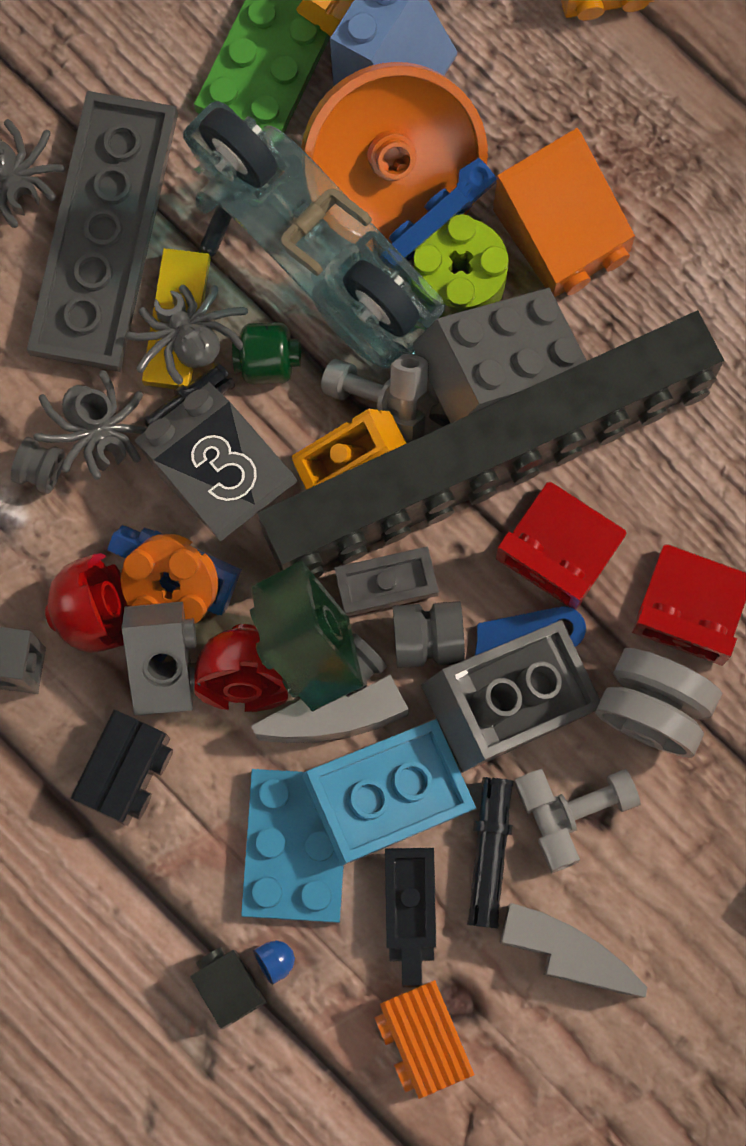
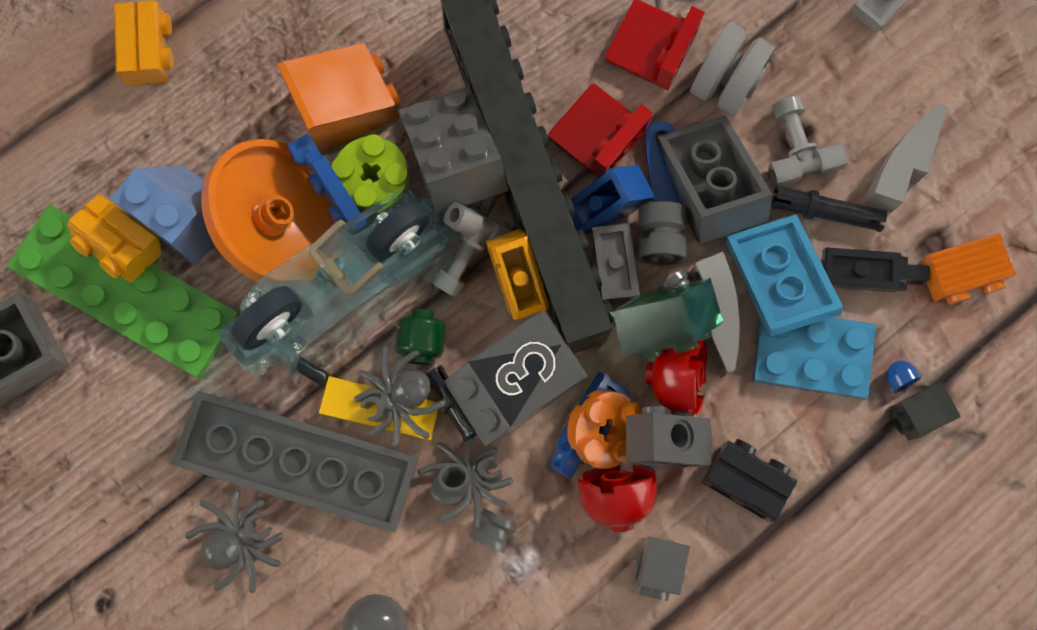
camera: 90 degrees left, 0 degrees up
(468, 565) = (611, 198): none -> blue slope

